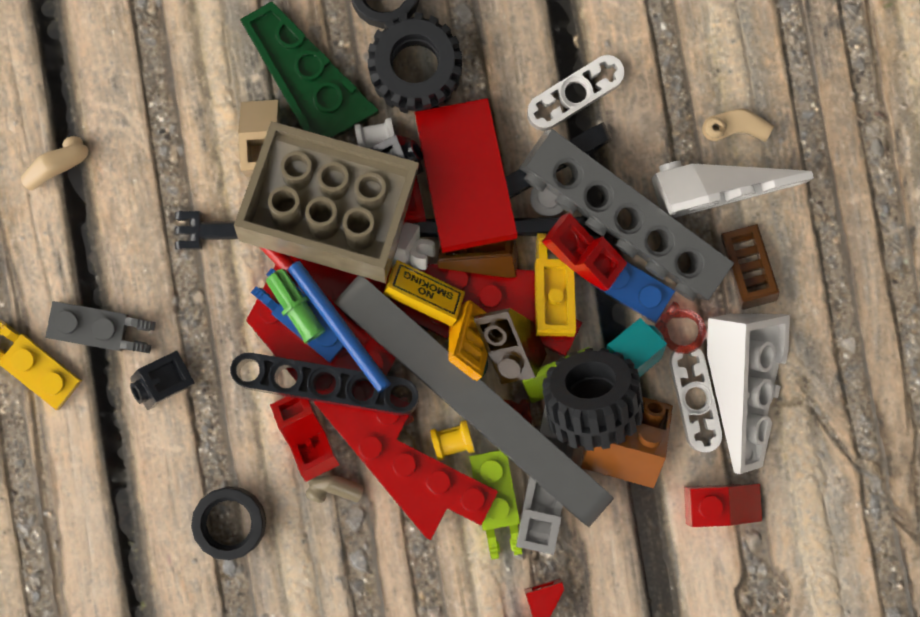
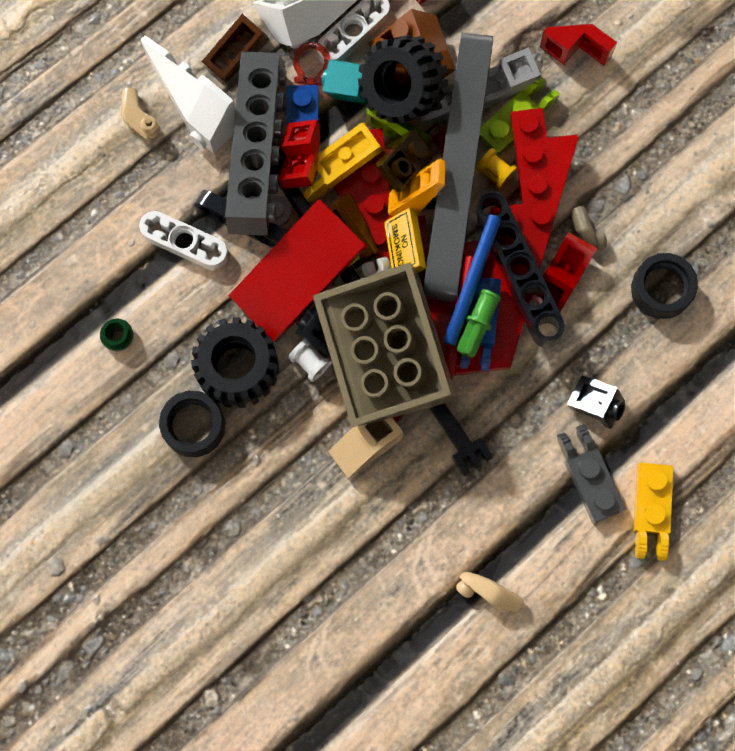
camera: 120 degrees left, 10 degrees down
(312, 86) = (299, 436): dark green wing -> none

